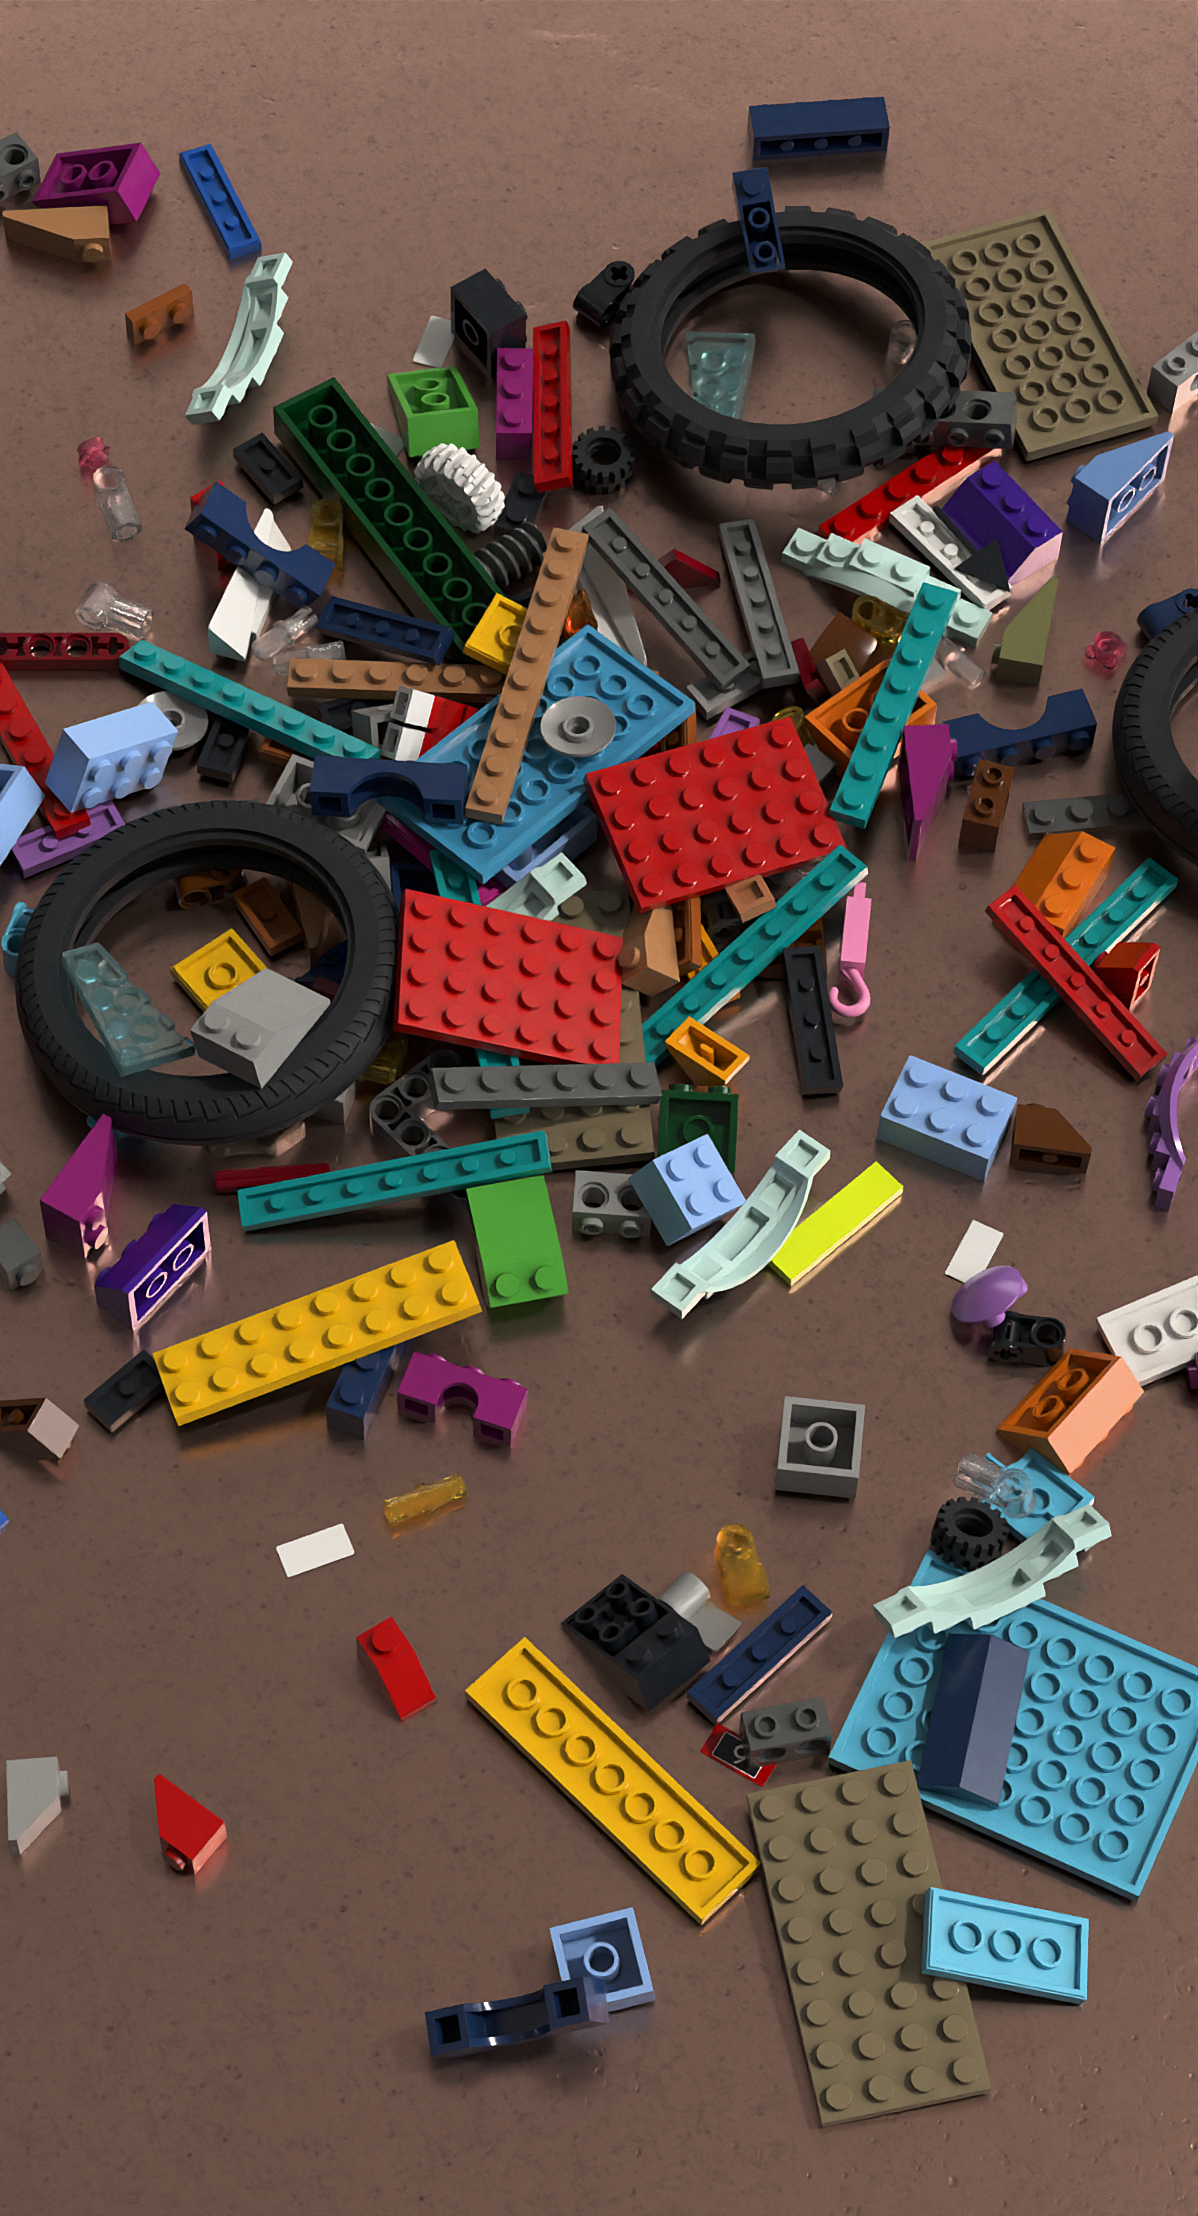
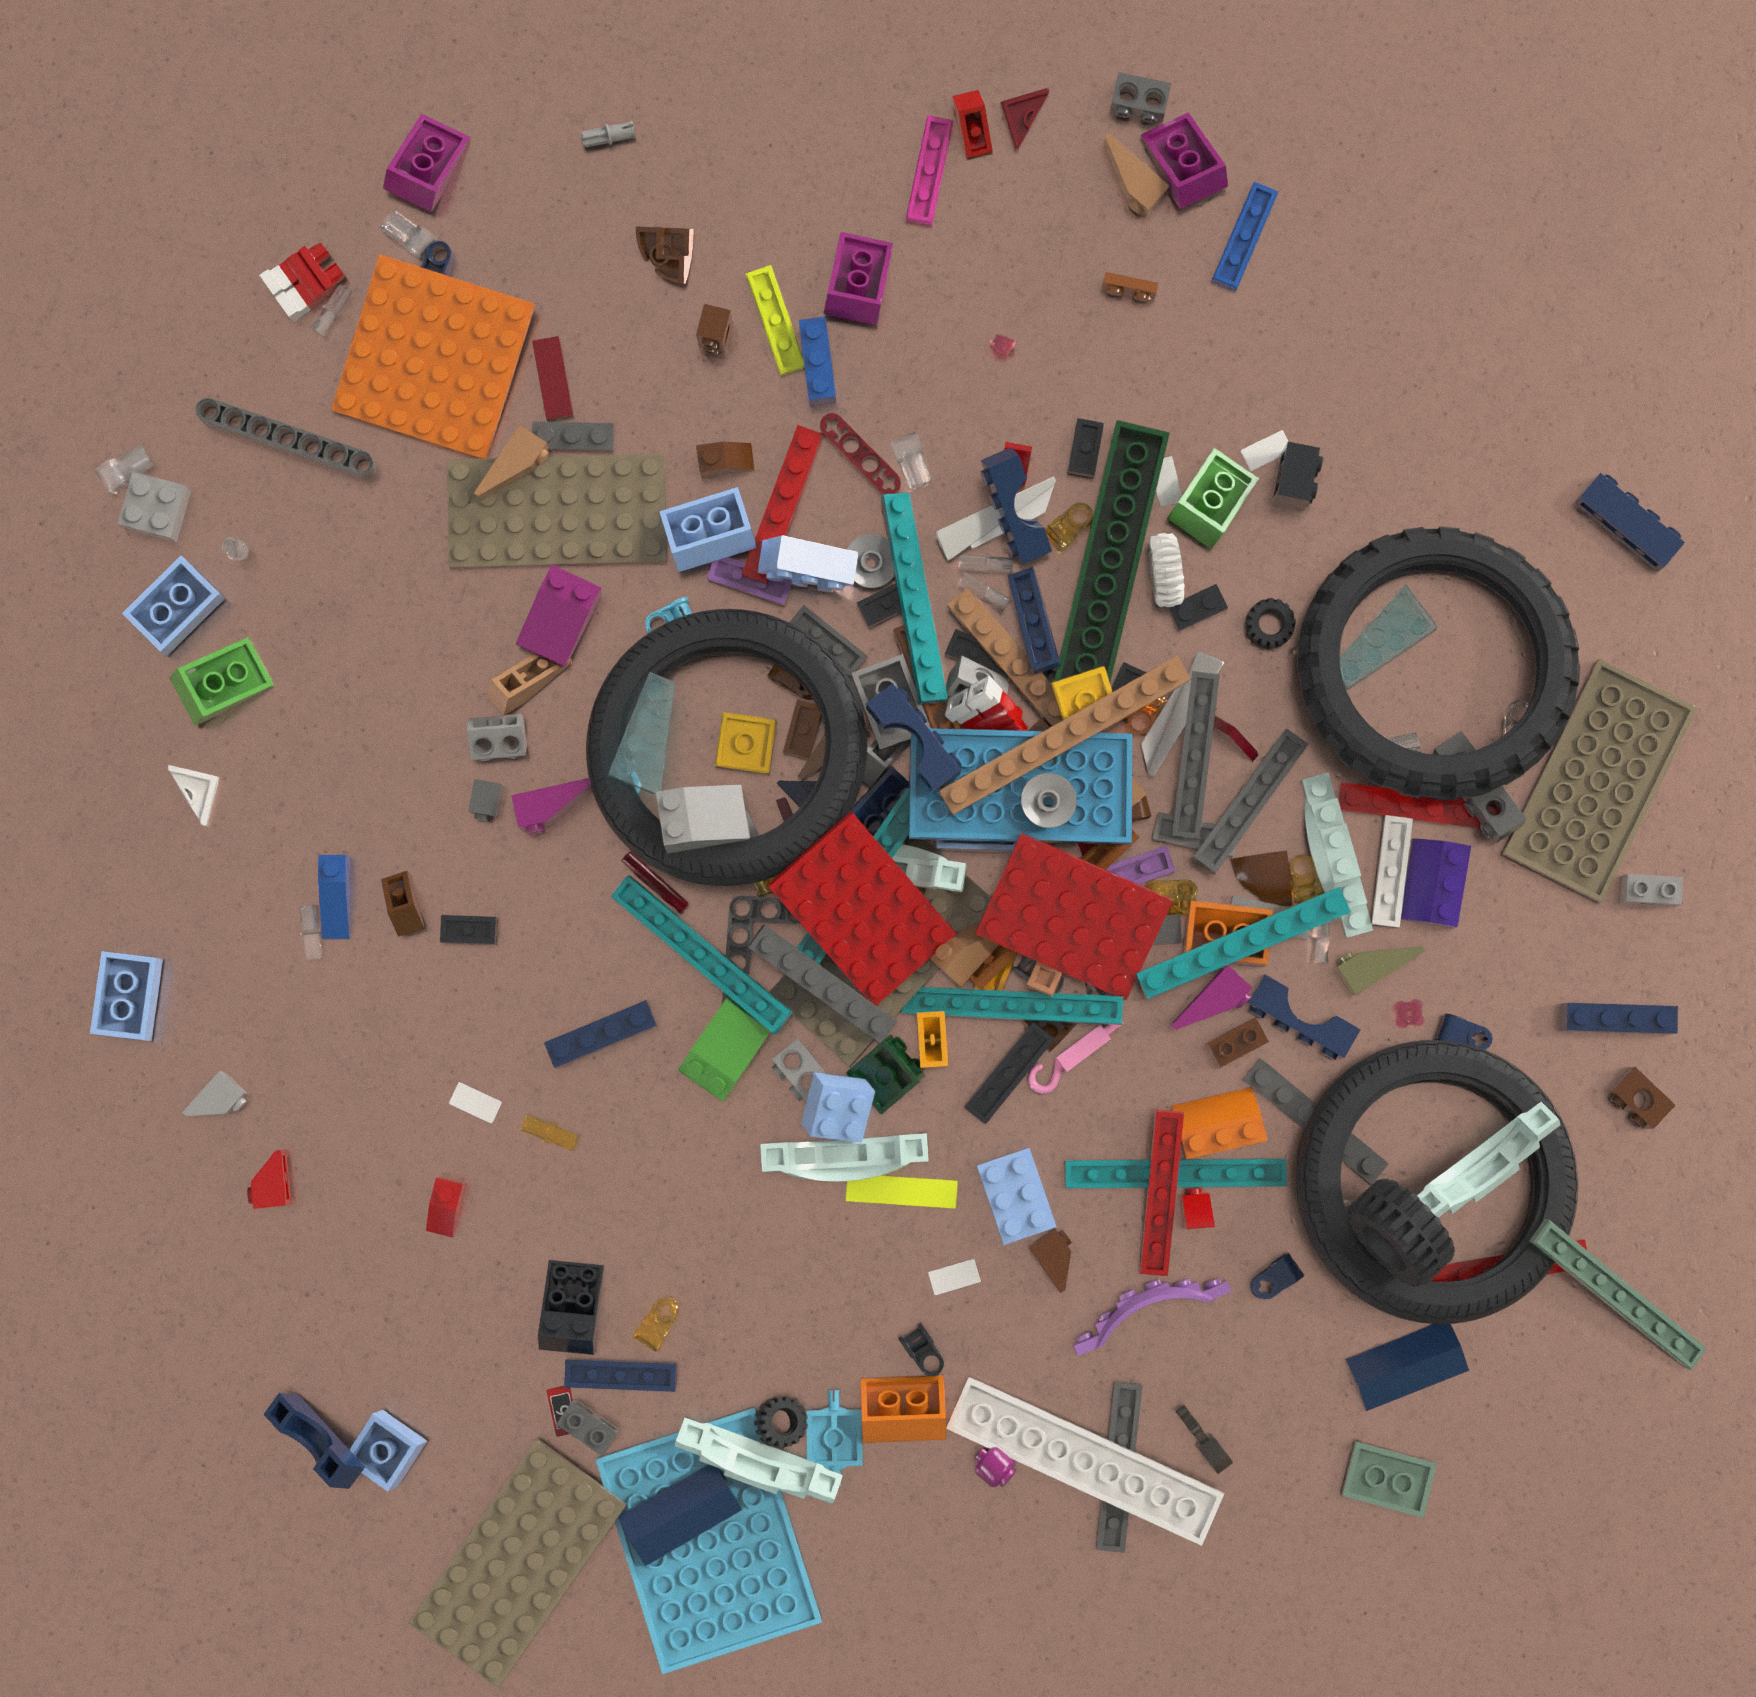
camera: 50 degrees right, 25 degrees up
(116, 503) = (979, 394): clear piece -> none
(154, 1264) = (544, 873): dark purple slope -> none
(251, 343) = (1151, 359): light aqua piece -> none
(316, 1332) = (577, 1001): yellow plate -> none
(434, 1382) = (632, 1121): magenta arch -> none
(513, 552) = (1149, 637): dark grey piece -> none
(514, 403) = (1258, 540): magenta arch -> none
(552, 407) = (1276, 563): red plate -> none
(604, 294) = (1382, 517): black piece -> none
(613, 1780) = (487, 1364): yellow plate -> none
(690, 1600) = (615, 1324): light grey panel -> none
(757, 220) = (1497, 573): dark blue slope -> none
(808, 671) = (1228, 874): dark red tile -> none
(820, 1447) = (758, 1305): light grey brick -> none
(837, 672) = (1245, 887): dark tan plate -> none
(983, 564) = (1399, 899): black piece -> none
(988, 1296) = (928, 1311): medium lavender dish -> none
(995, 1484) = (815, 1412): clear piece -> none
(1005, 1945) = (574, 1633): medium azure tile -> none
(1116, 484) = (1518, 924): medium blue slope -> none

